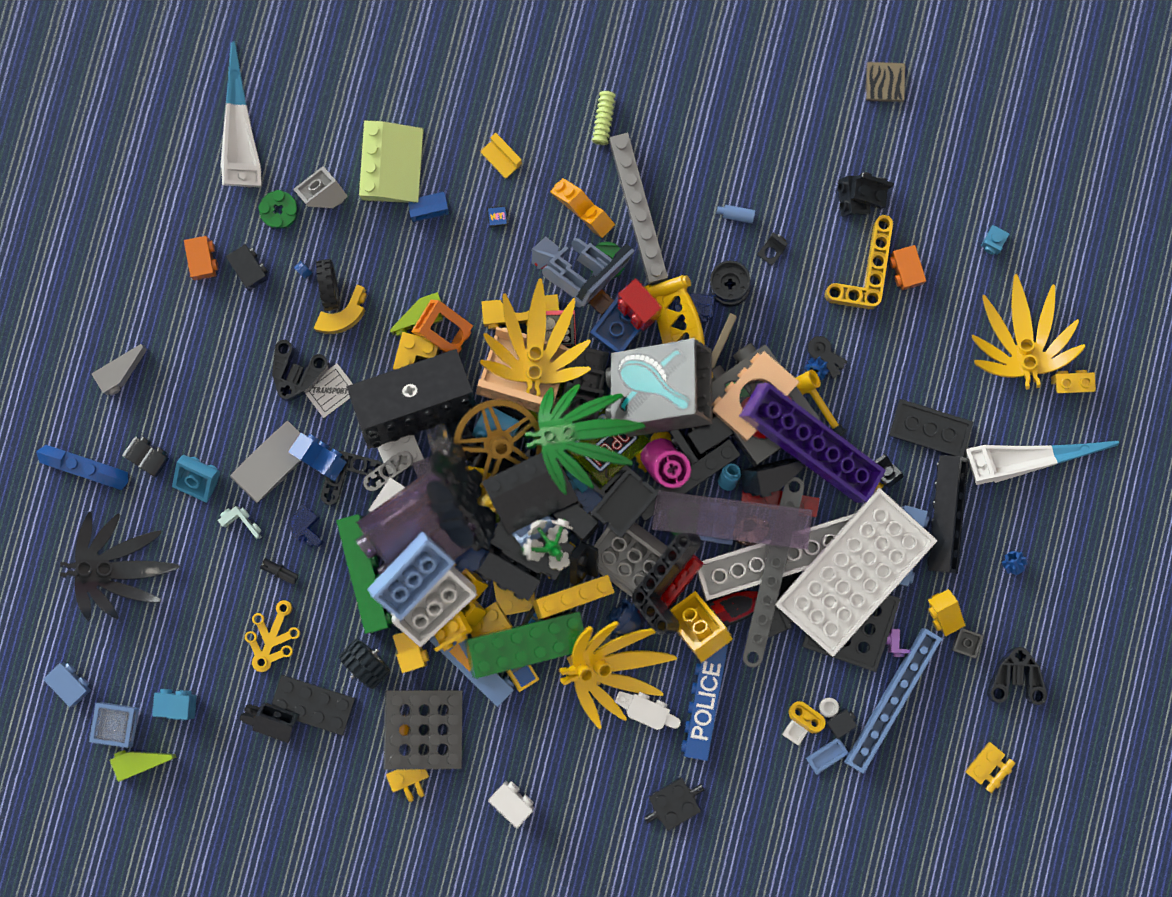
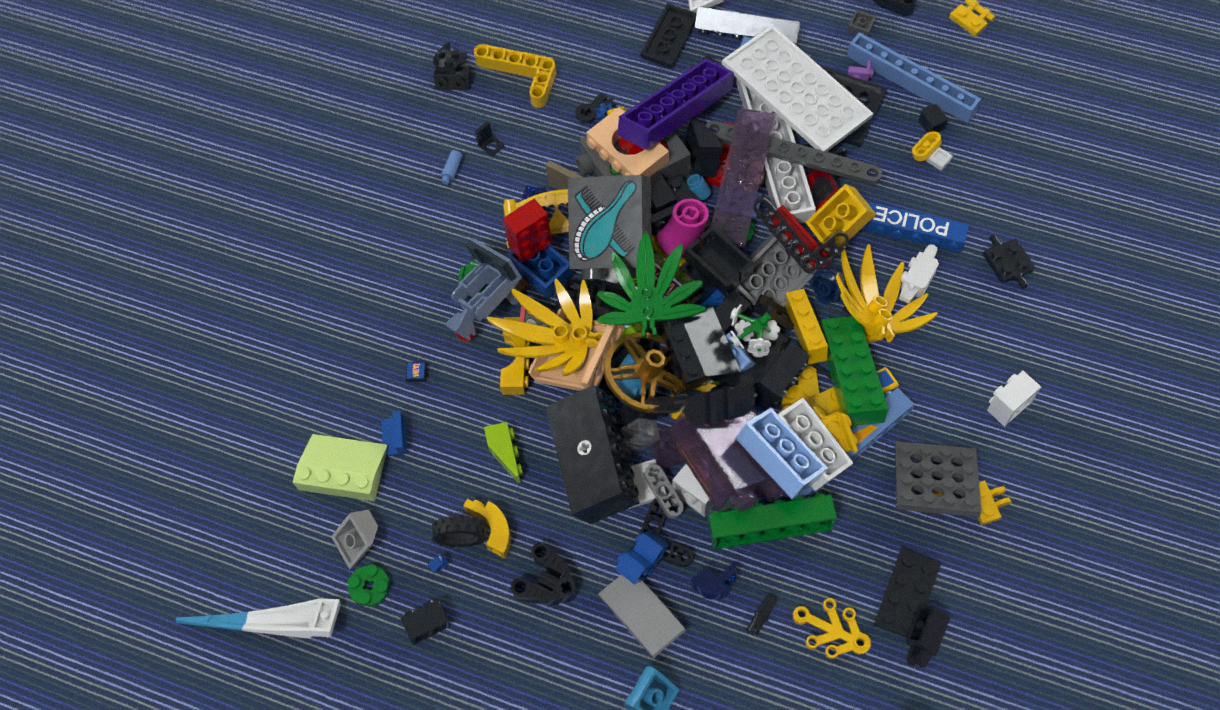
camera: 80 degrees left, 20 degrees down
(200, 257) = (406, 672): orange brick -> none
(229, 516) = (696, 663): light aqua bracket -> none
(330, 391) = (572, 547): white sticker -> none
(364, 664) = (866, 527): black wheel -> none
(409, 653) = (855, 486): yellow brick -> none
(411, 348) = (538, 457): yellow brick -> none
(428, 317) = (515, 435): orange panel -> none
(501, 156) = (355, 361): yellow panel -> none
(583, 207) = (416, 293): light orange arch -> none
(604, 117) = (338, 268): yellowish green piece -> none
(638, 209) = (429, 244): light grey brick -> none
(733, 273) = (516, 171): black wheel -> none
(827, 755) = (962, 136): medium blue tile -> none
(829, 707) = (917, 130): white tile -> none
(885, 81) = (354, 47): dark tan tile -> none
(907, 267) = (524, 39): orange brick -> none
(946, 613) = (834, 31): yellow brick -> none

